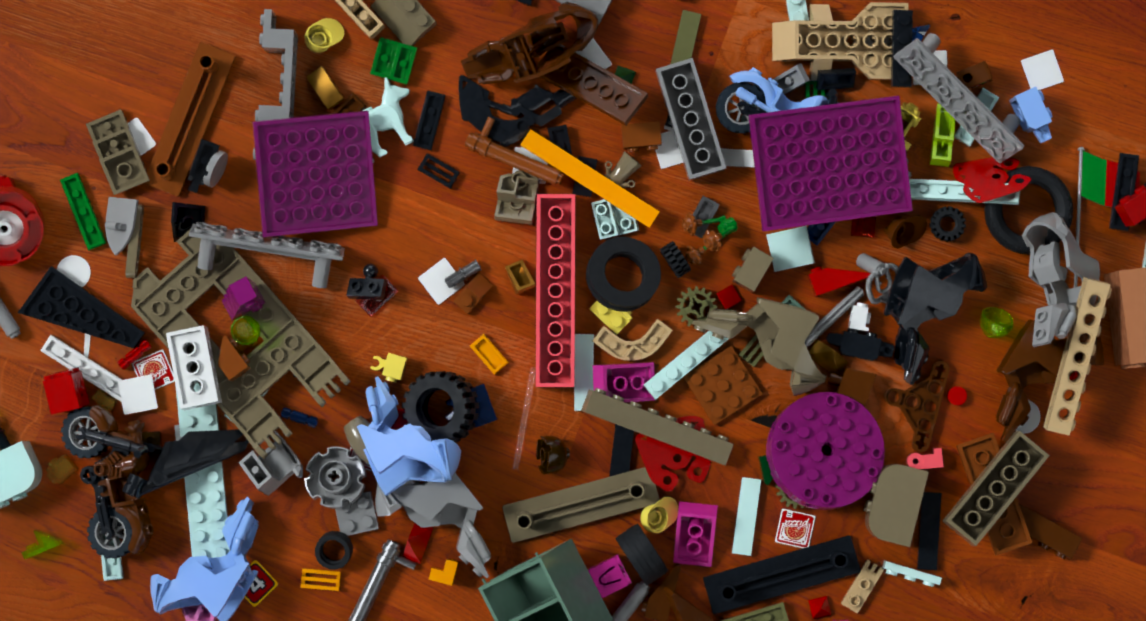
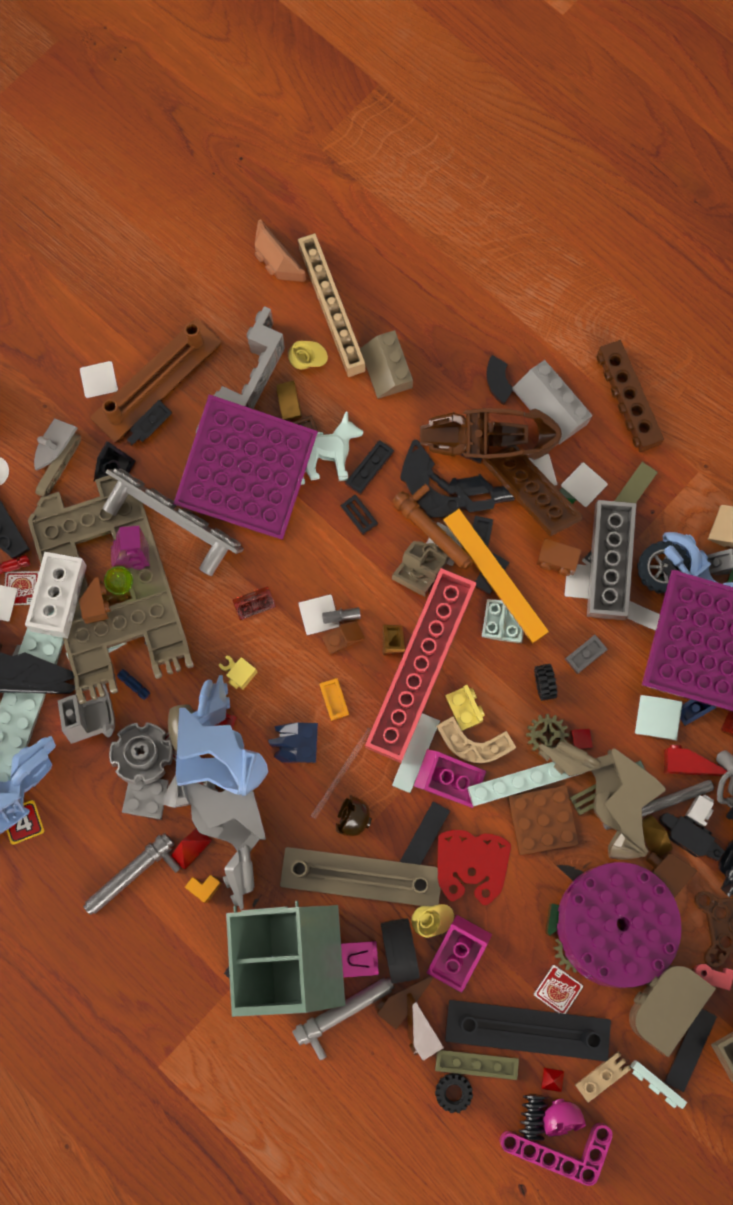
camera: 20 degrees right, 10 degrees down
(83, 211) = (25, 422): green tile -> none
(117, 152) = (80, 382): dark tan slope -> none
(215, 168) = (159, 429): light grey tile -> none
(321, 587) = (99, 852): light orange tile -> none
(324, 560) = (94, 821): black tyre -> none
(367, 287) = (249, 591): black plate -> none
(393, 60) = (360, 401): green slope -> none
(463, 400) = (291, 728): black tyre -> none
(623, 170) = (529, 581): dark tan piece -> none
(635, 251) = (472, 691): black tyre -> none
(637, 53) = (584, 484): none -> white sticker
(657, 427) = (465, 832): dark tan brick -> none
(710, 239) = (588, 675): dark orange plant -> none
(746, 516) = (515, 957): light aqua tile -> none
(752, 269) = (611, 724): dark tan brick -> none

